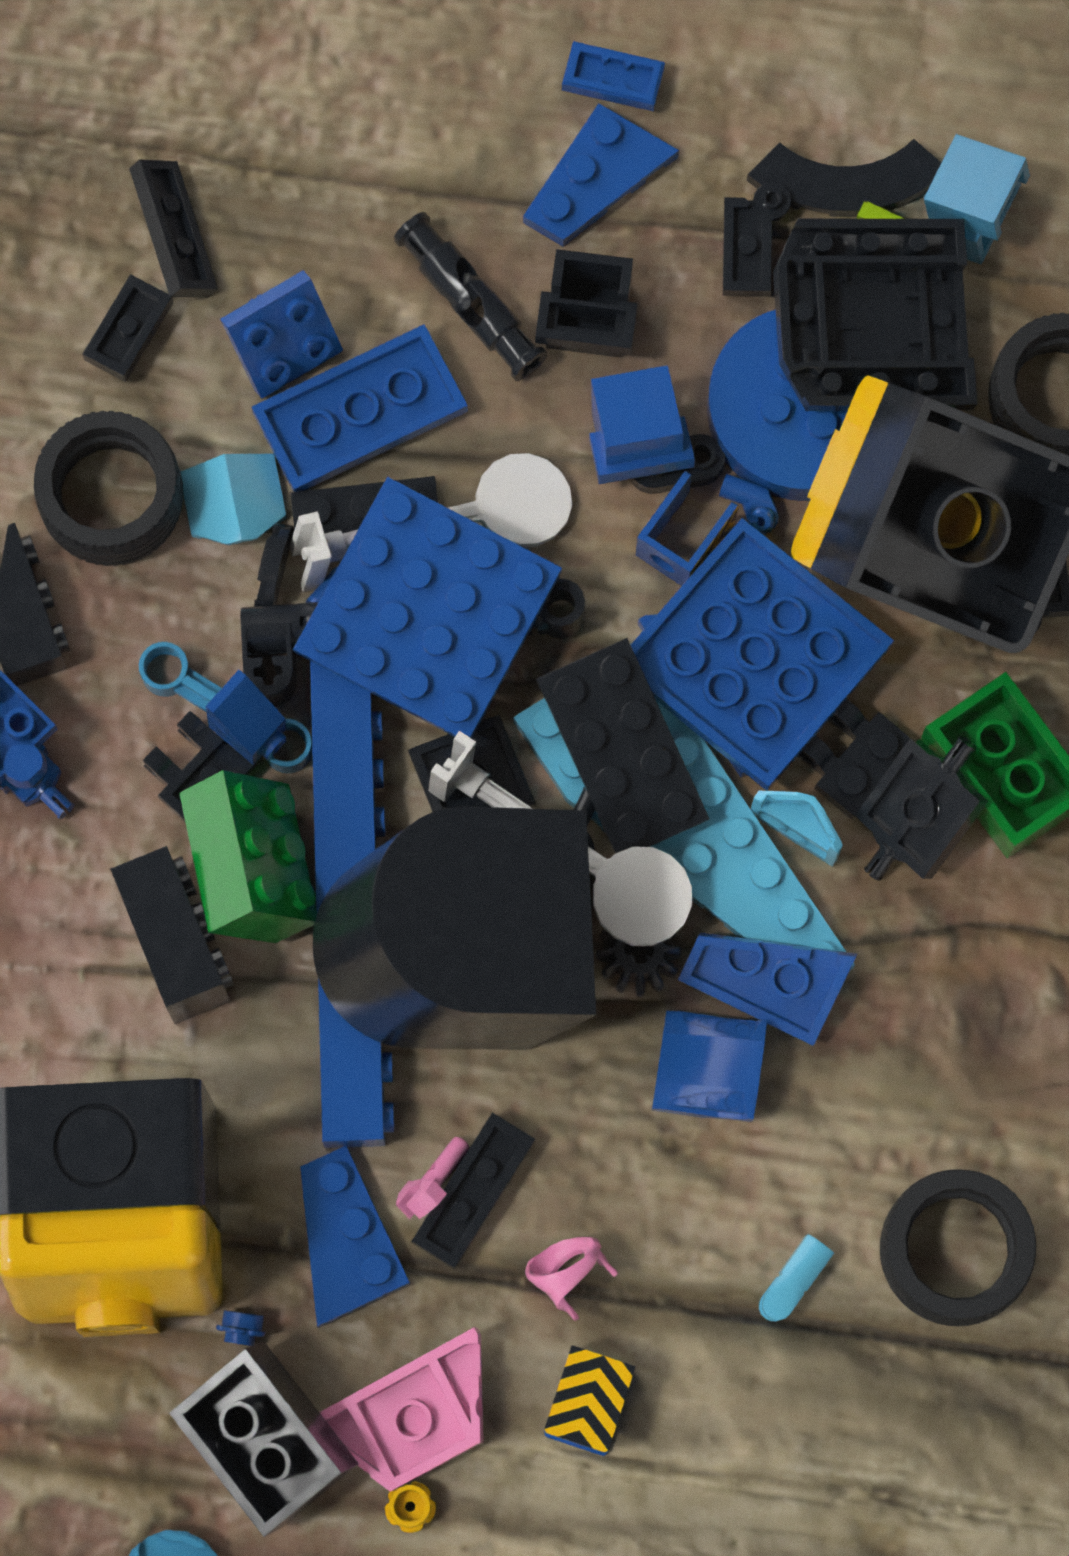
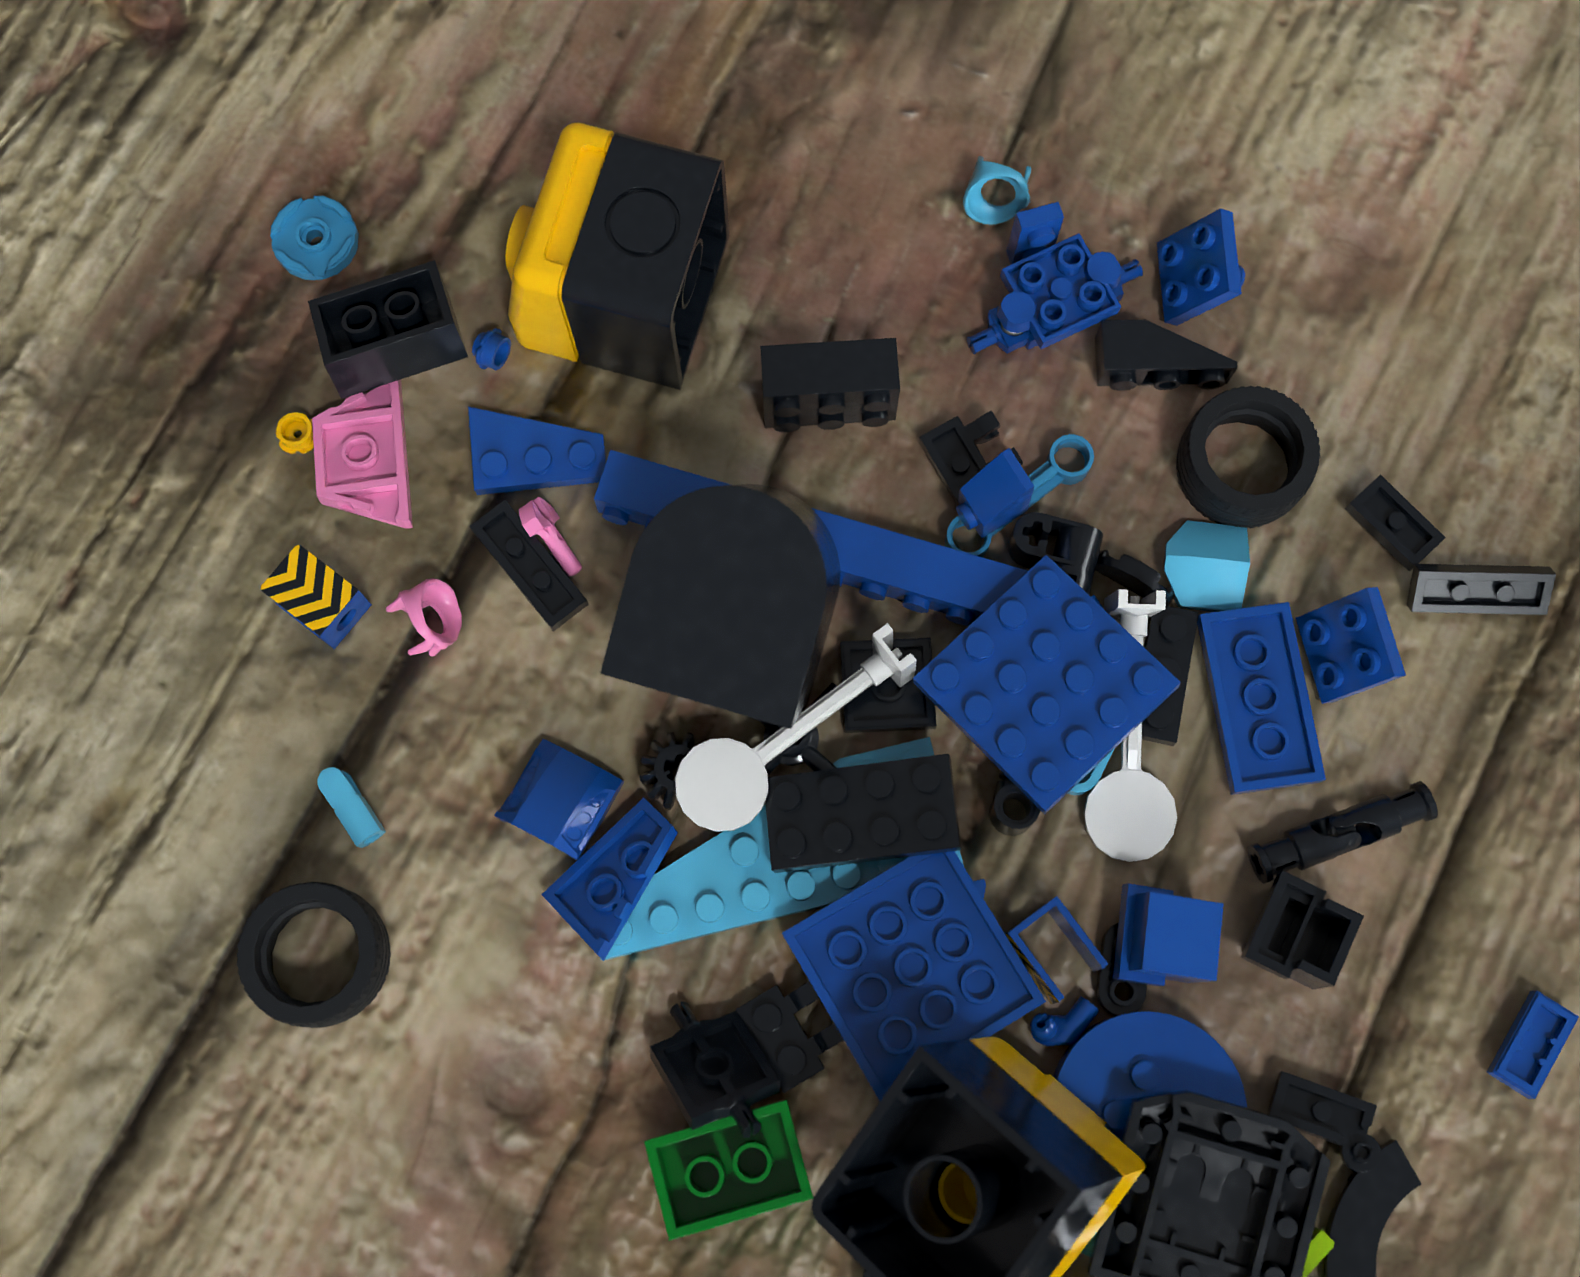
camera: 110 degrees right, 0 degrees up
(248, 857) = (873, 462): green brick -> none
(595, 173) = (1439, 998): blue wing -> none
(800, 820) = (745, 958): medium azure slope -> none

